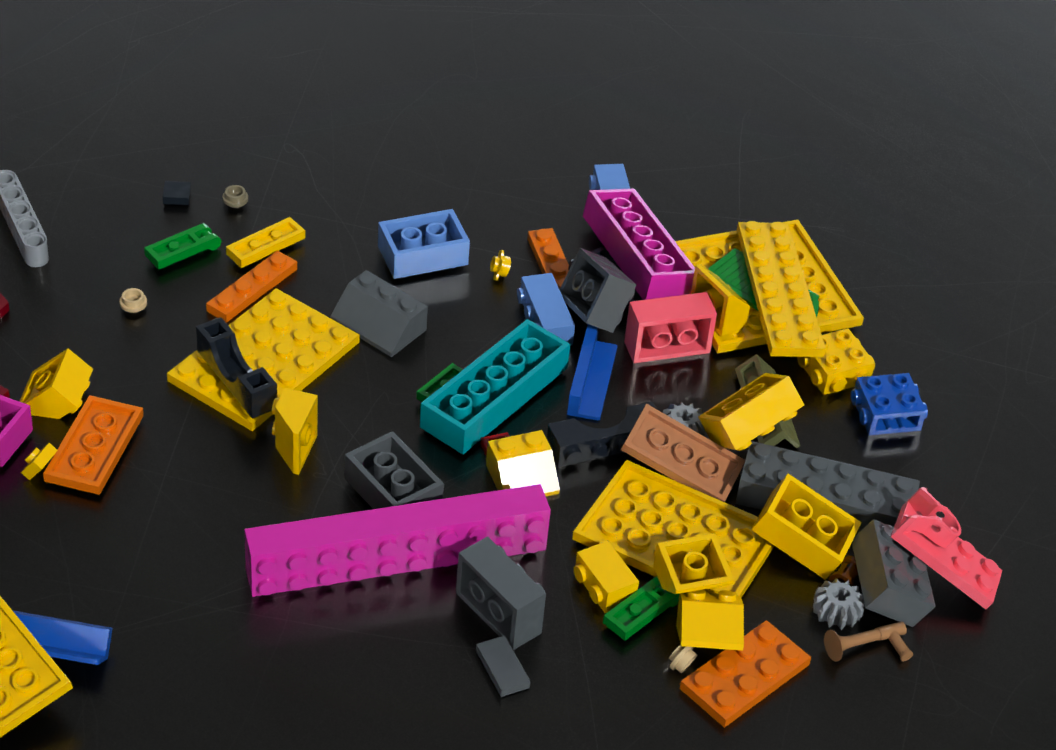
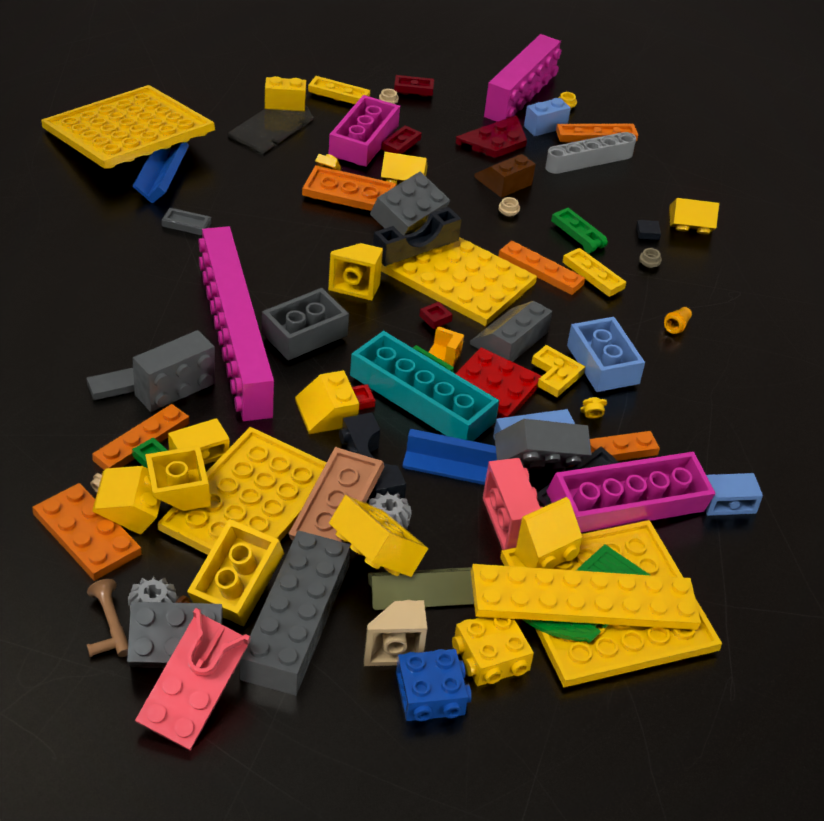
camera: 90 degrees right, 0 degrees up
(64, 295) = (508, 175): none -> reddish brown slope
(154, 379) = (409, 204): none -> dark grey brick
(158, 151) = (693, 214): none -> yellow slope
(160, 614) = (186, 221): none -> dark grey tile
(350, 189) = (677, 320): none -> light orange cone
(354, 375) = (436, 315): none -> dark red plate
(413, 369) = (447, 345): none -> light orange panel
(444, 282) = (560, 370): none -> yellow plate
(458, 335) = (500, 379): none -> red plate
(595, 635) = (119, 451): none -> orange plate
(850, 414) = (394, 632): none -> tan slope

